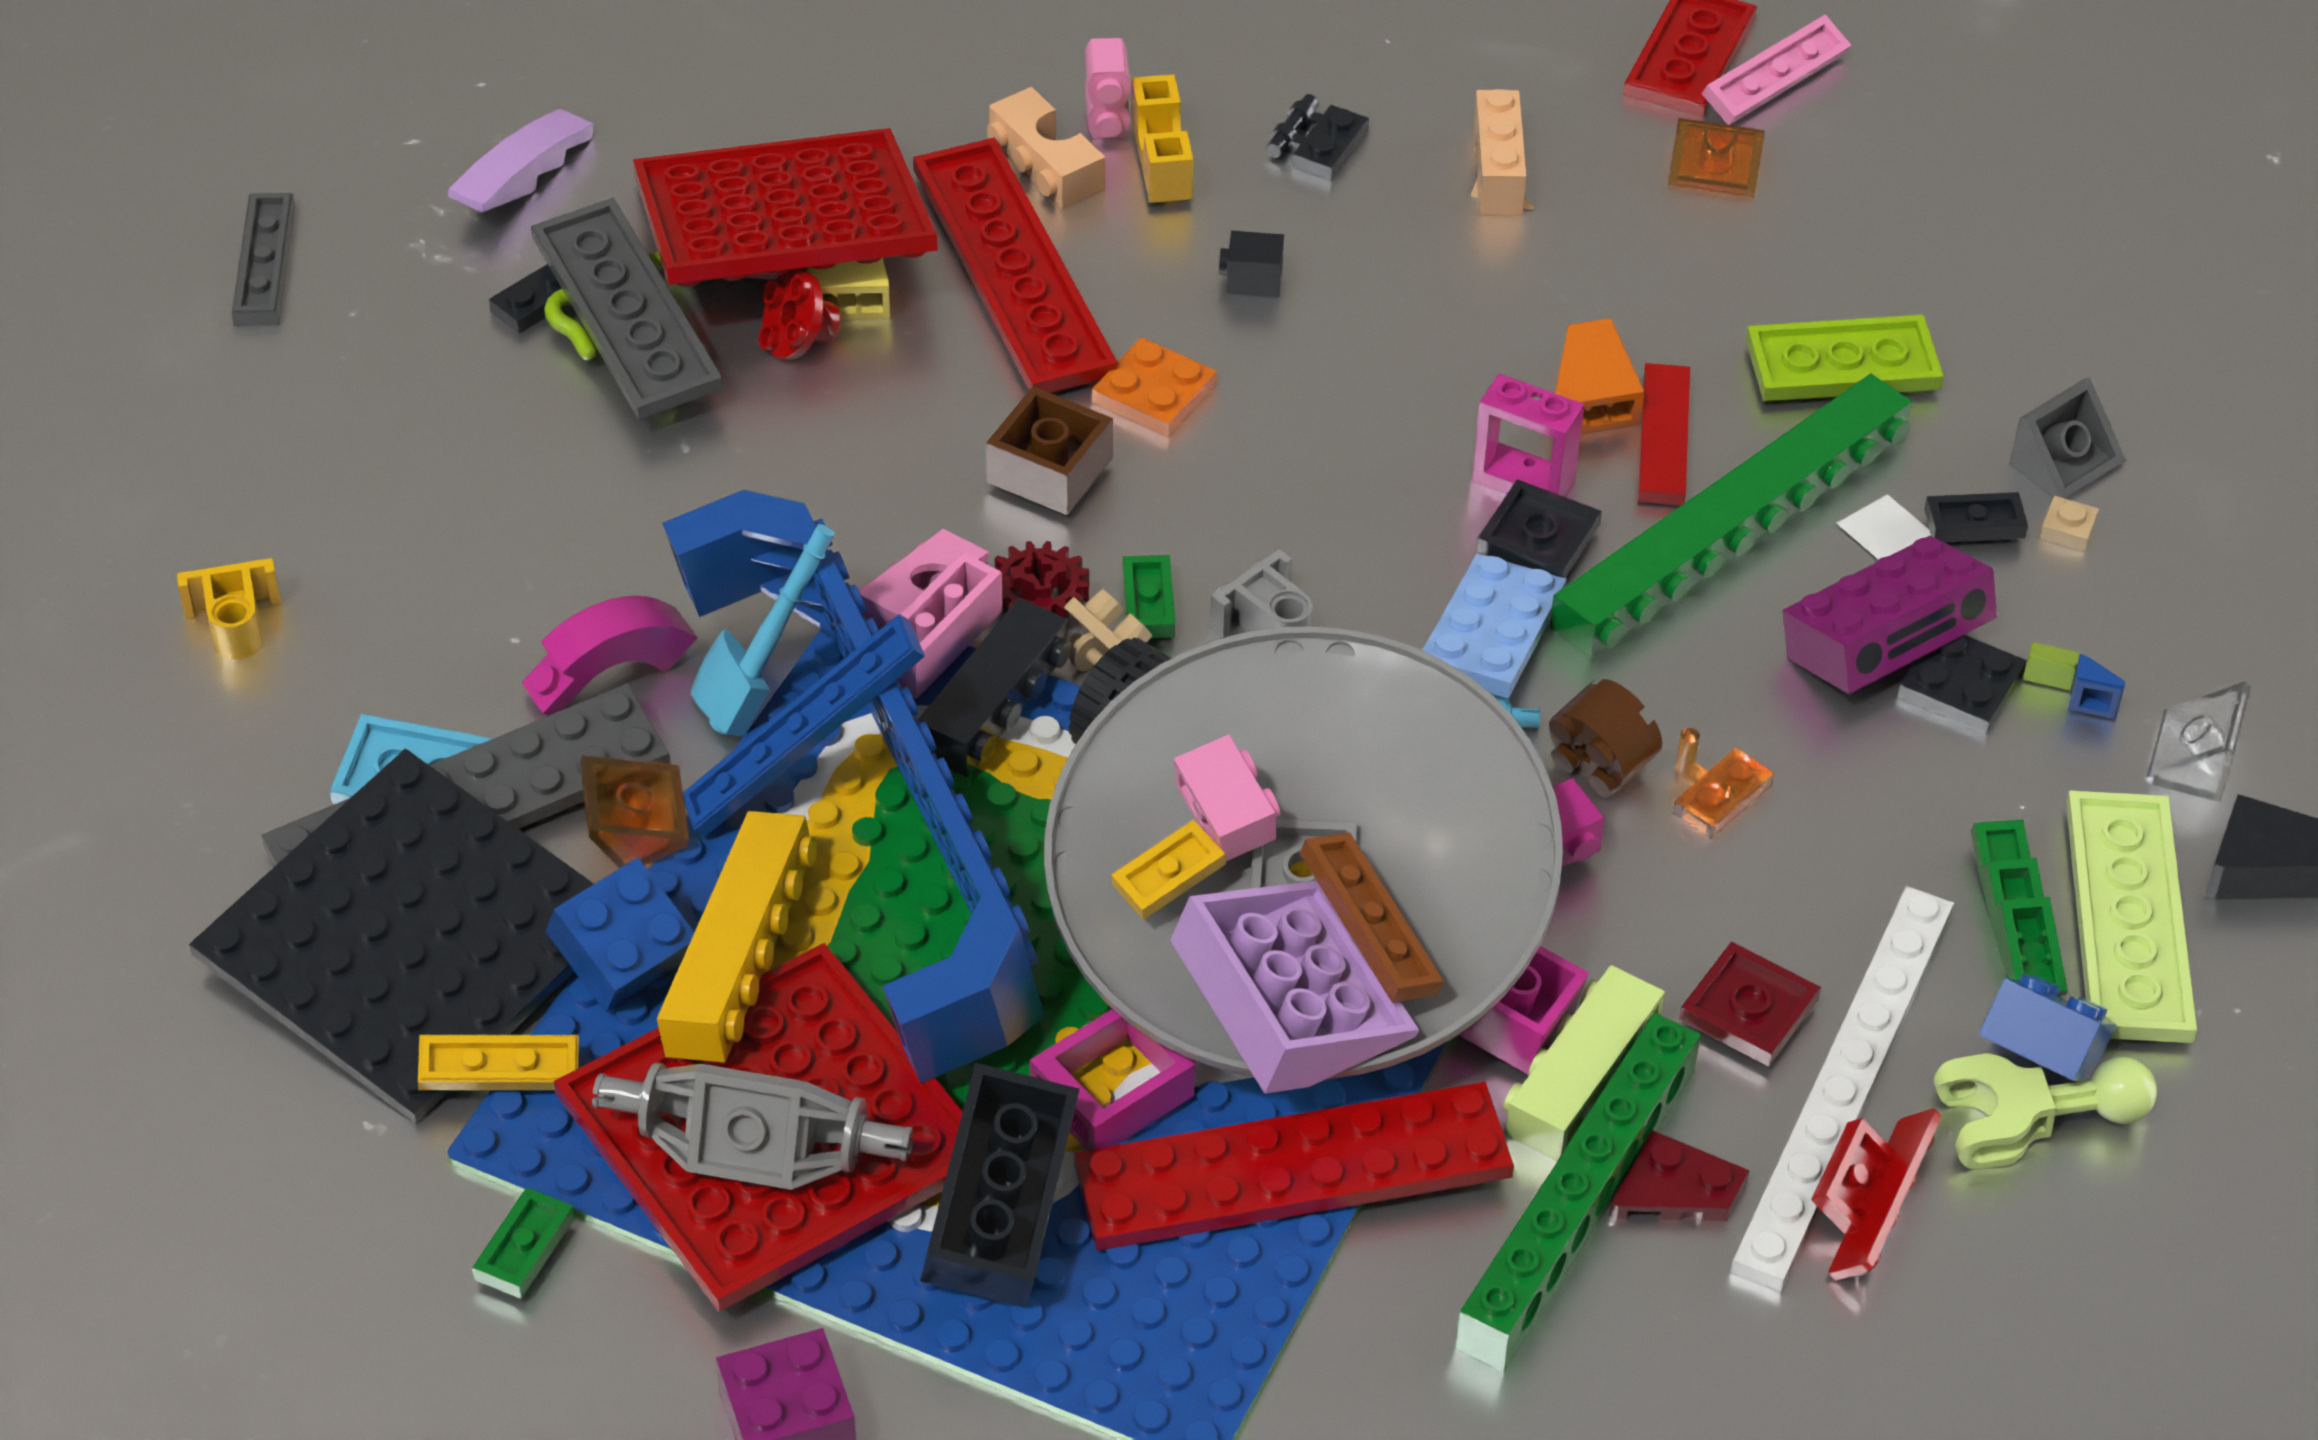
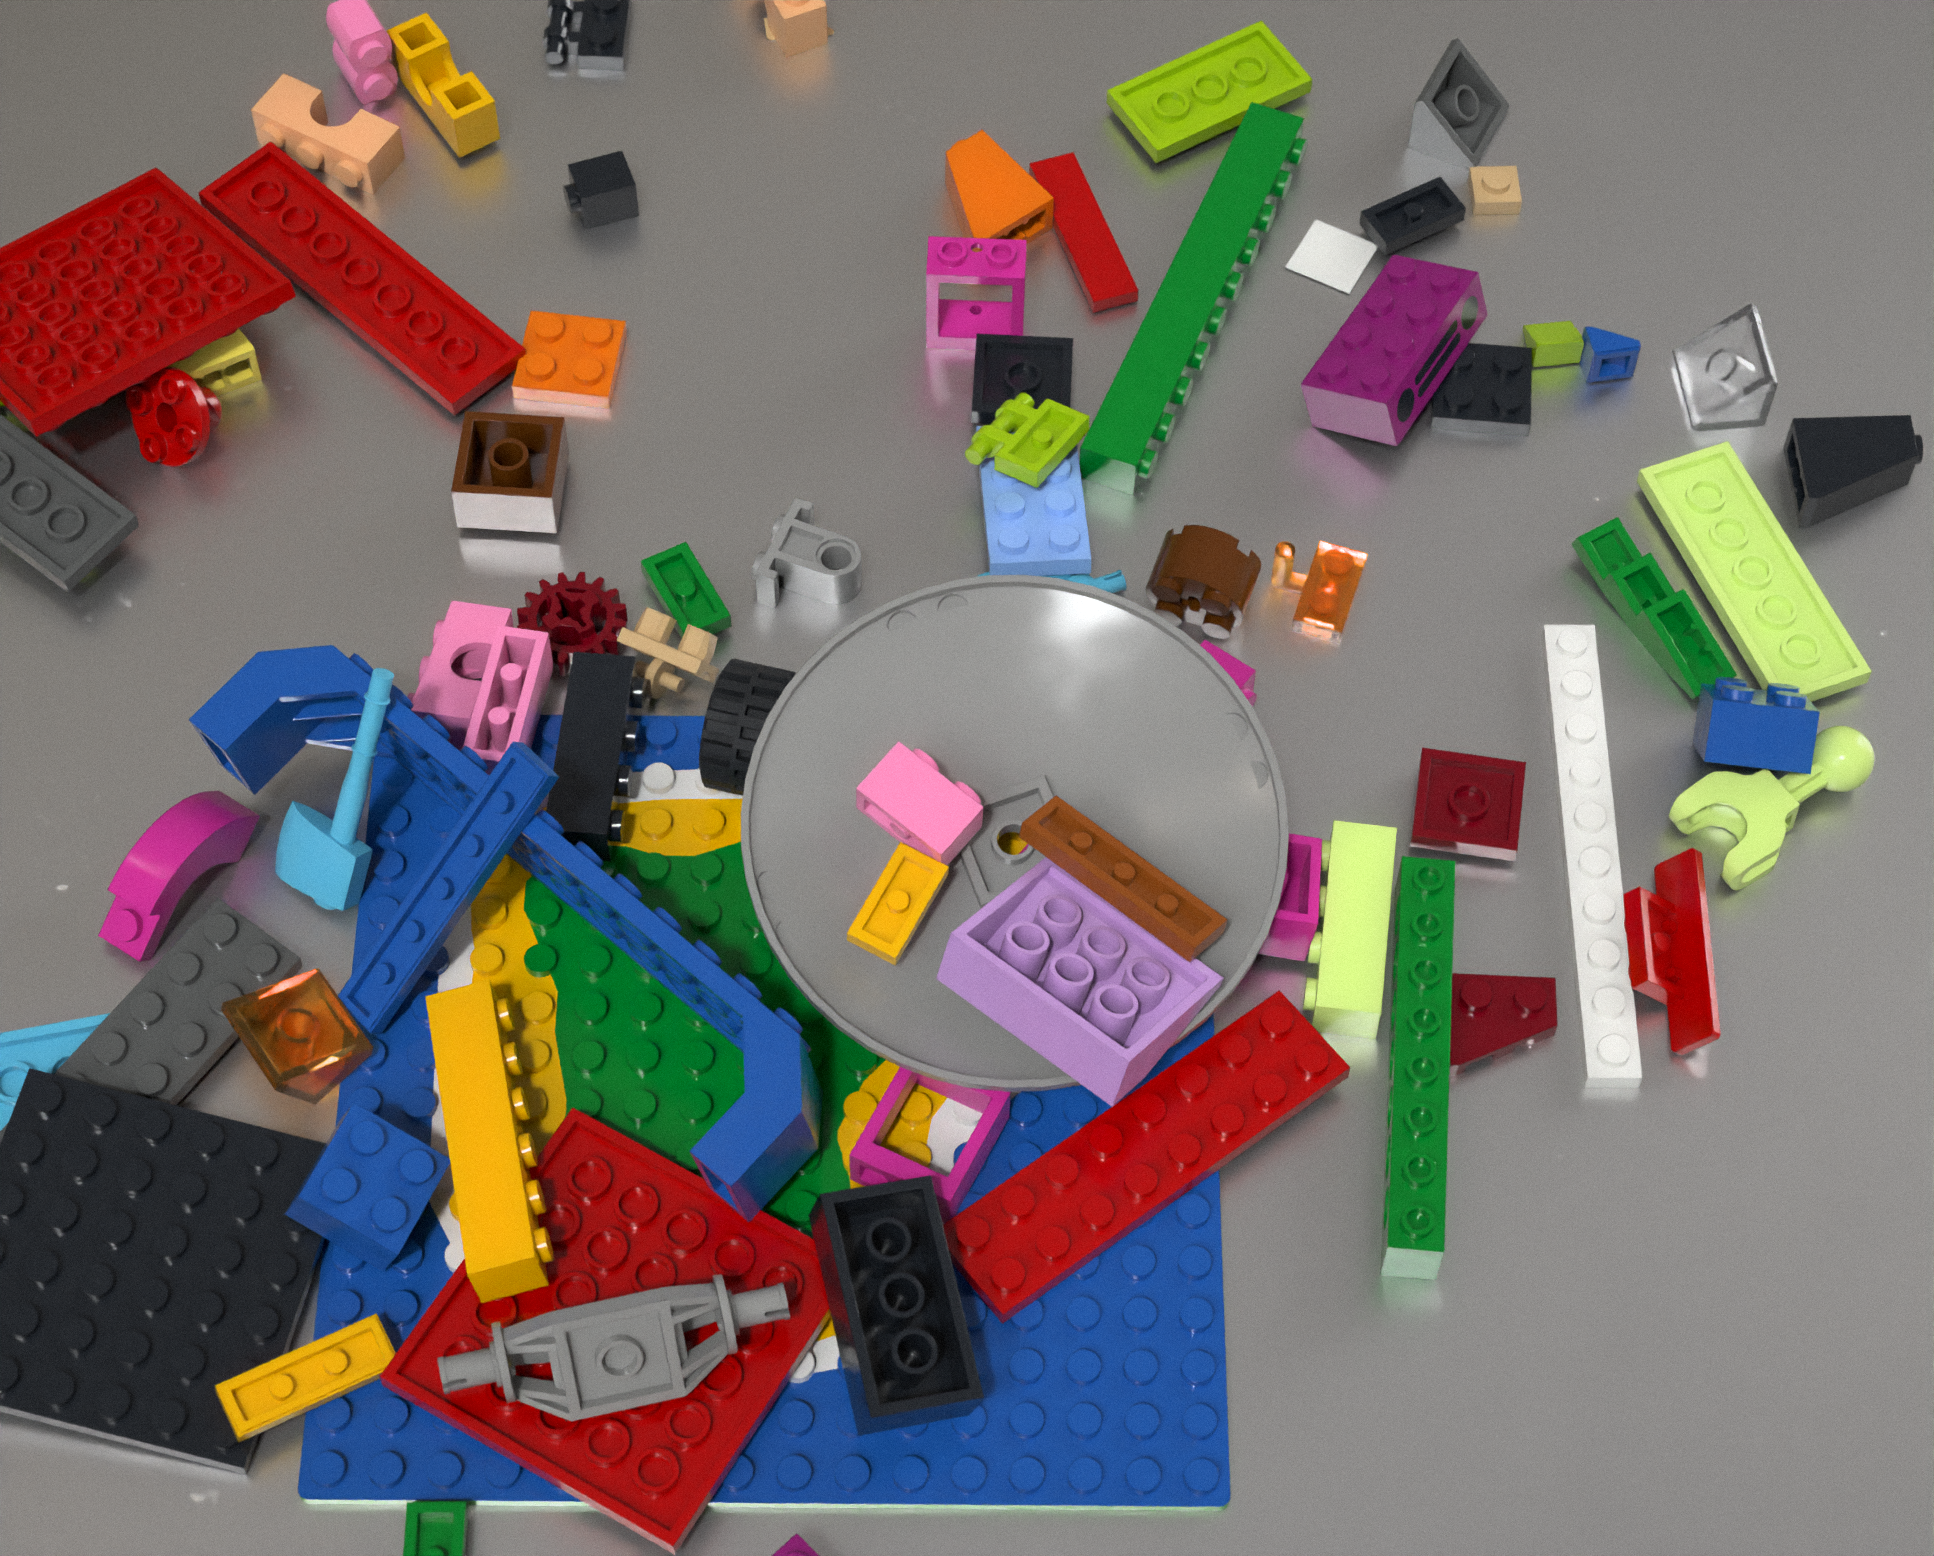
camera: 25 degrees left, 10 degrees up
(1510, 571) = (1039, 440): none -> lime plate

